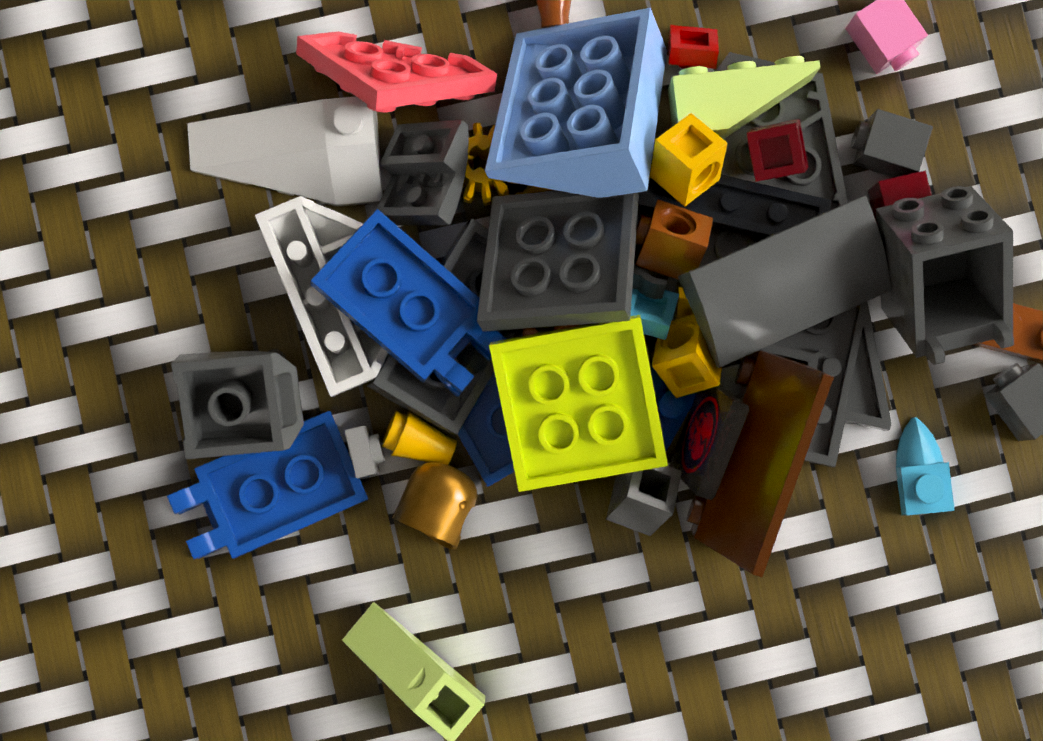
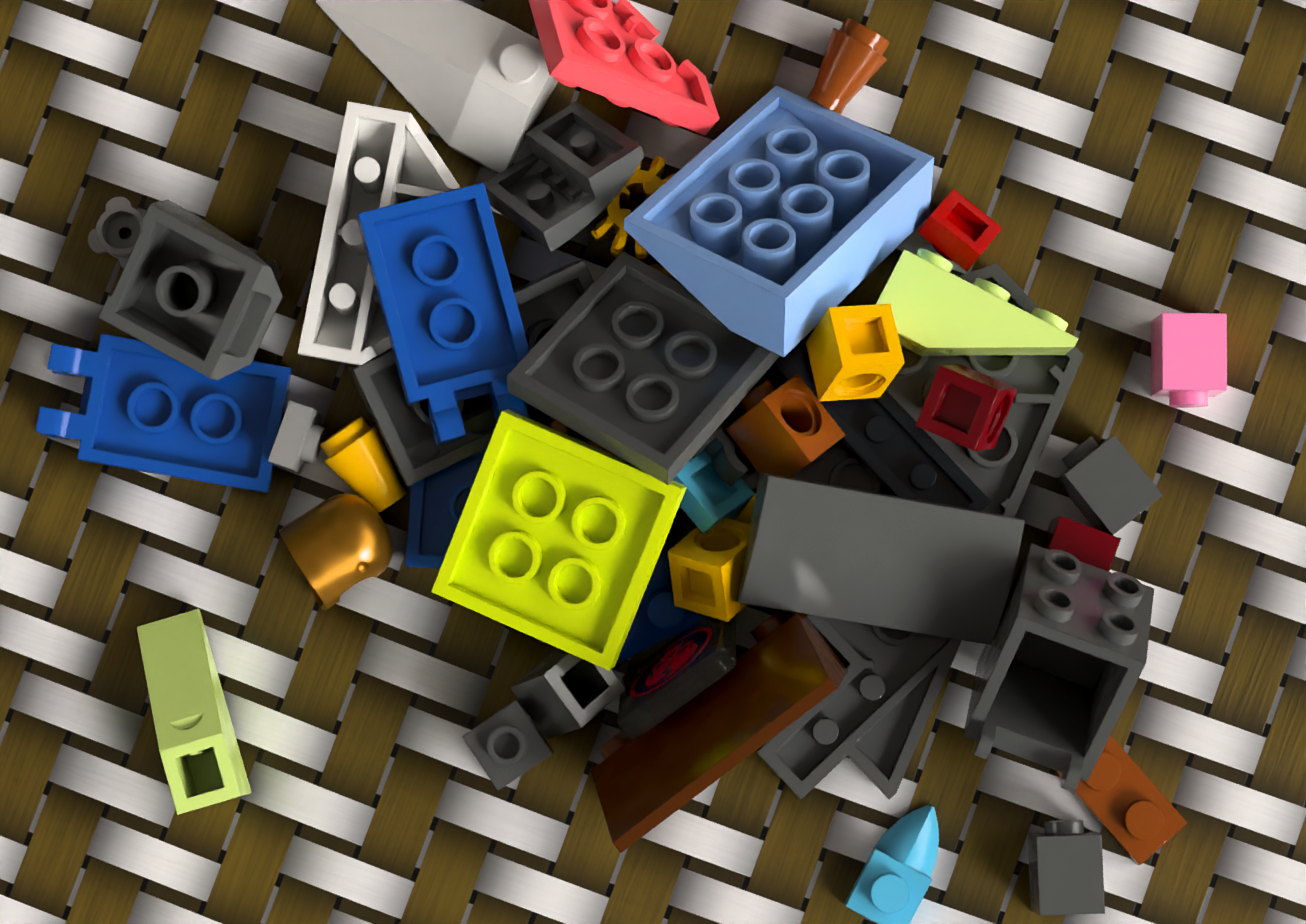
camera: 35 degrees right, 0 degrees up
(156, 405) = (106, 235): none -> light grey plate
(629, 556) = (508, 744): none -> dark grey brick

